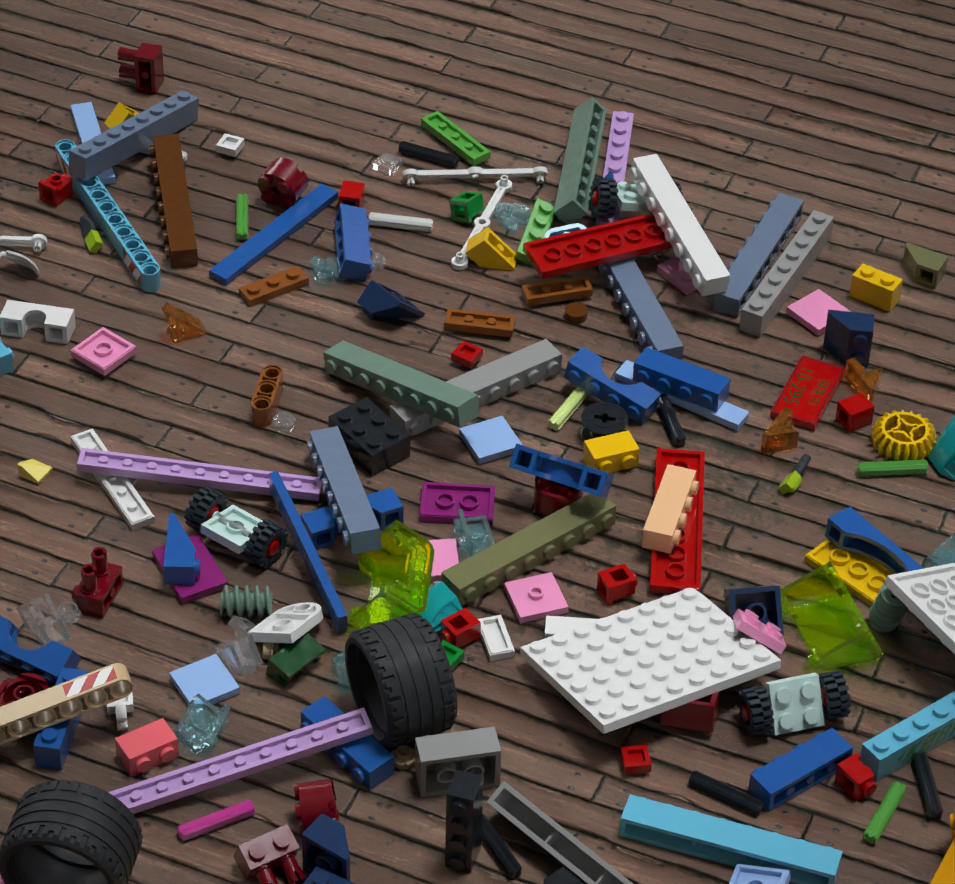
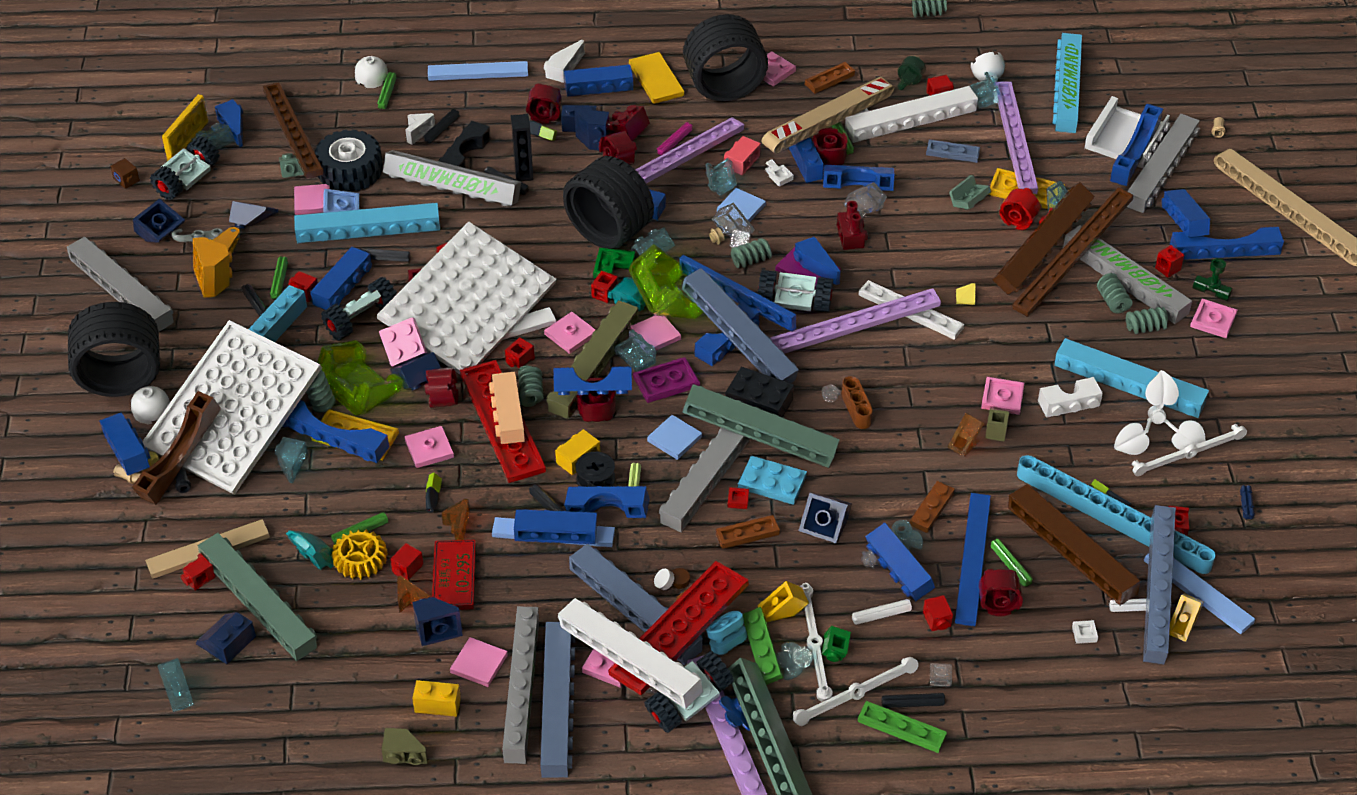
camera: 155 degrees right, 5 degrees up
(139, 319) = (997, 424): none -> olive slope
(148, 66) = (1228, 672): dark red brick -> none
(288, 623) = (713, 243): white tile -> none
(294, 658) = (695, 232): dark green hinge -> none
(420, 357) = (772, 480): none -> medium azure plate
(469, 751) = (545, 200): light grey brick -> none
(496, 638) = (581, 298): white tile -> none
(594, 310) = (664, 579): none -> white tile
(624, 539) = (530, 386): none -> sand green piece
(734, 564) = (442, 387): none -> dark red brick
(776, 526) = (429, 447): none -> bright pink plate

